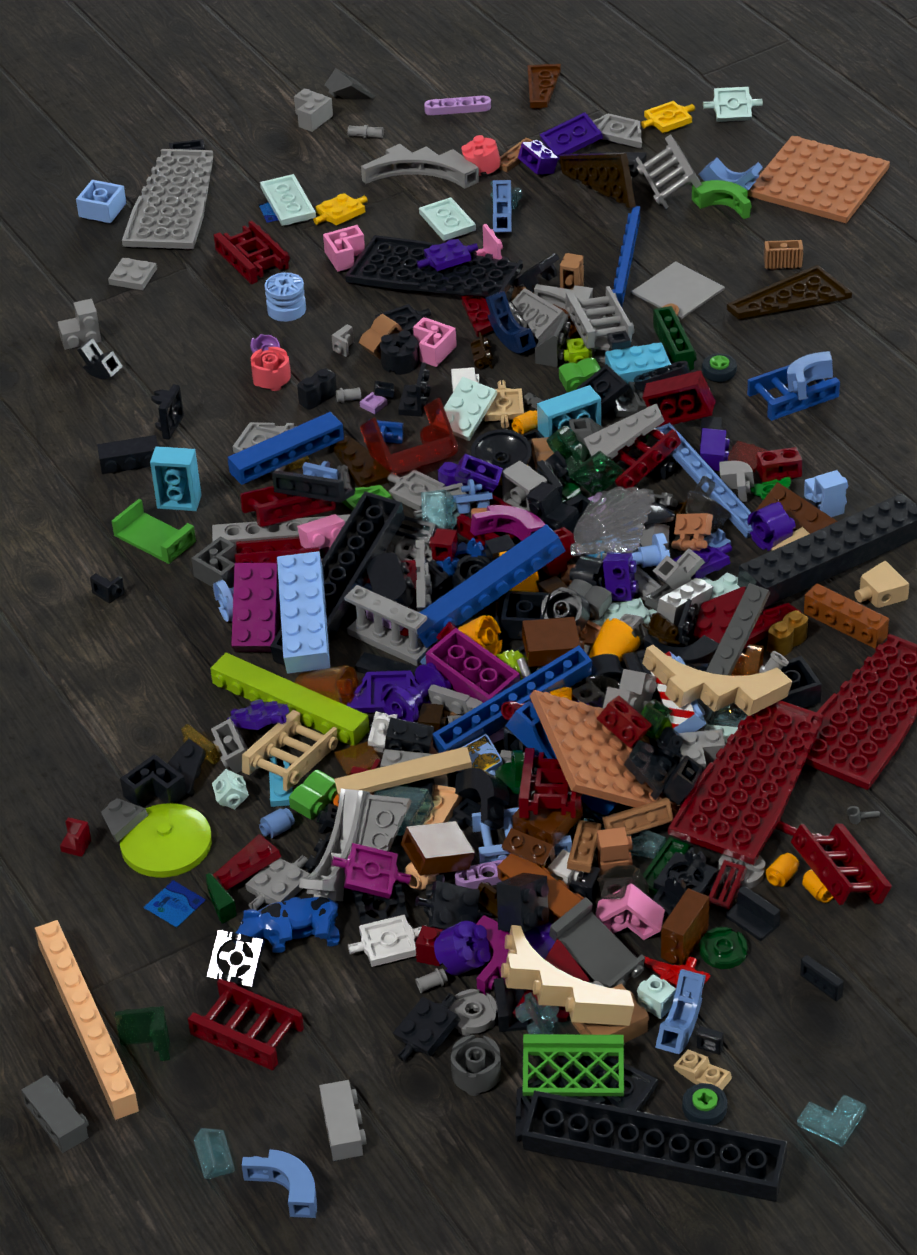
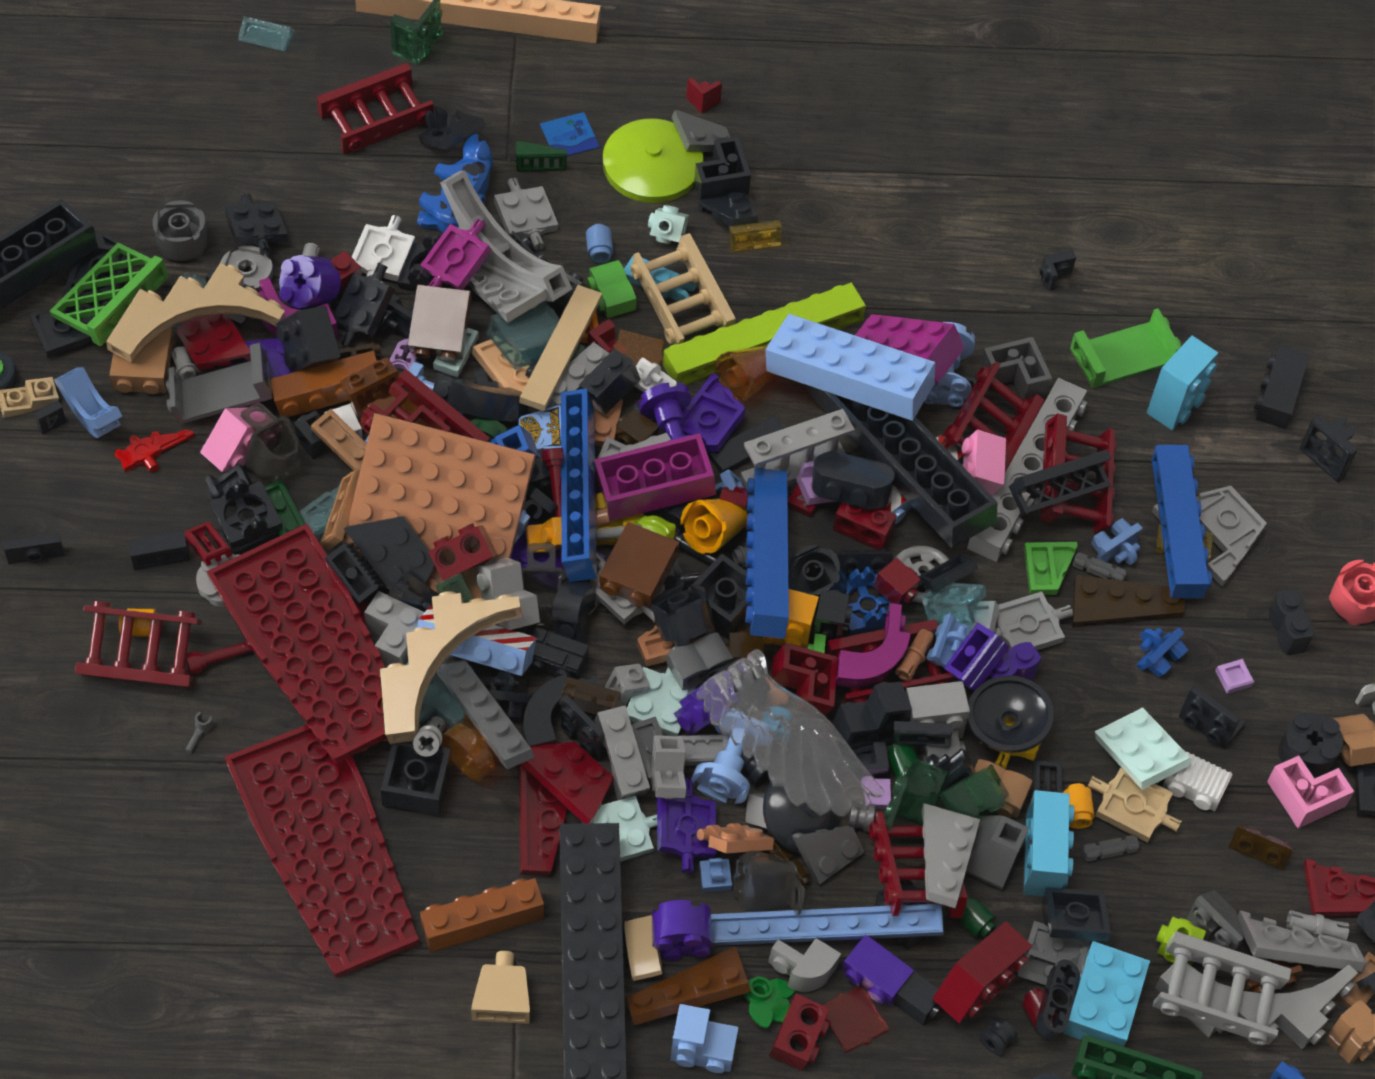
camera: 115 degrees right, 15 degrees up
(230, 743) = (727, 251): light grey brick -> none
(247, 862) = (566, 198): dark red wing -> none
(259, 714) = (749, 287): dark purple plate -> none
(290, 1173) = (187, 63): medium blue arch -> none
(342, 1120) = (215, 120): light grey brick -> none
(348, 394) = (1265, 647): light grey pin -> none
(384, 389) = (1250, 695): black tile -> none
(423, 581) = (821, 510): light grey wing -> none
(437, 442) = (1089, 646): clear red windscreen -> none
(506, 327) = (1278, 896): dark blue arch -> none
(575, 374) = (1135, 923): bright green brick -> none
(613, 848) = (321, 465): nougat piece -> none
(615, 639) = (611, 643): light orange cone -> none
(618, 340) = (1153, 979): black tile -> none
(656, 996) = (132, 402): light aqua brick -> none
(684, 927) = (180, 466): reddish brown brick -> none
(723, 948) = (146, 503): dark green tile -> none
(782, 869) = (186, 598): light orange brick -> none
(787, 633) = (501, 834): pearl gold brick -> none

